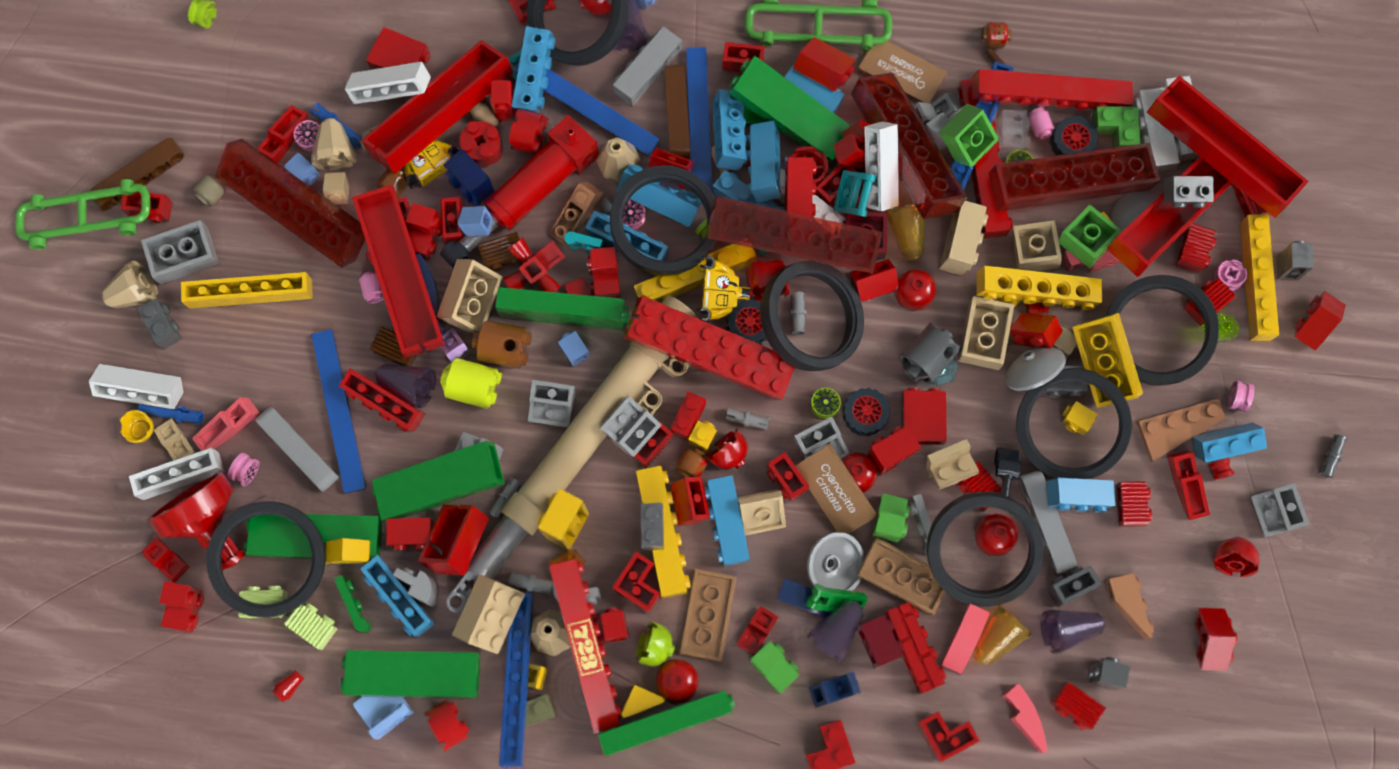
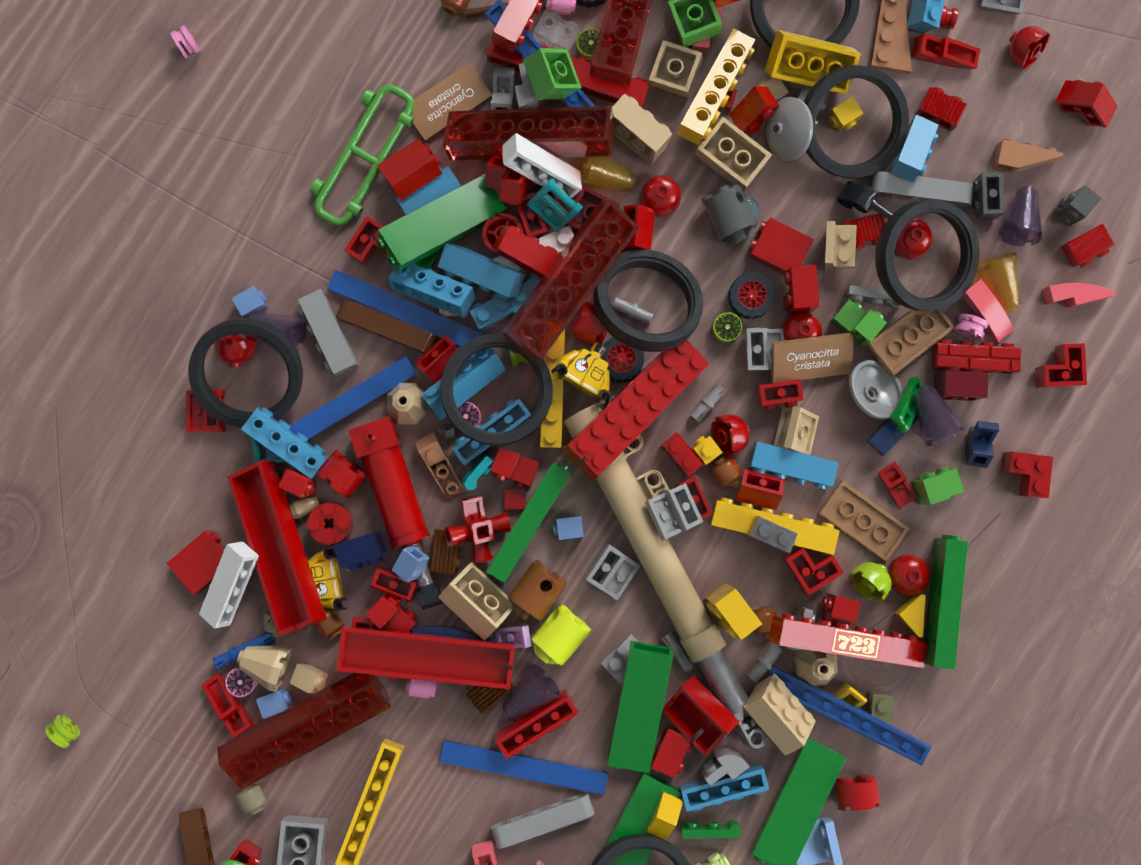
camera: 70 degrees left, 10 degrees up
(941, 628) = (971, 326): none -> bright pink wheel

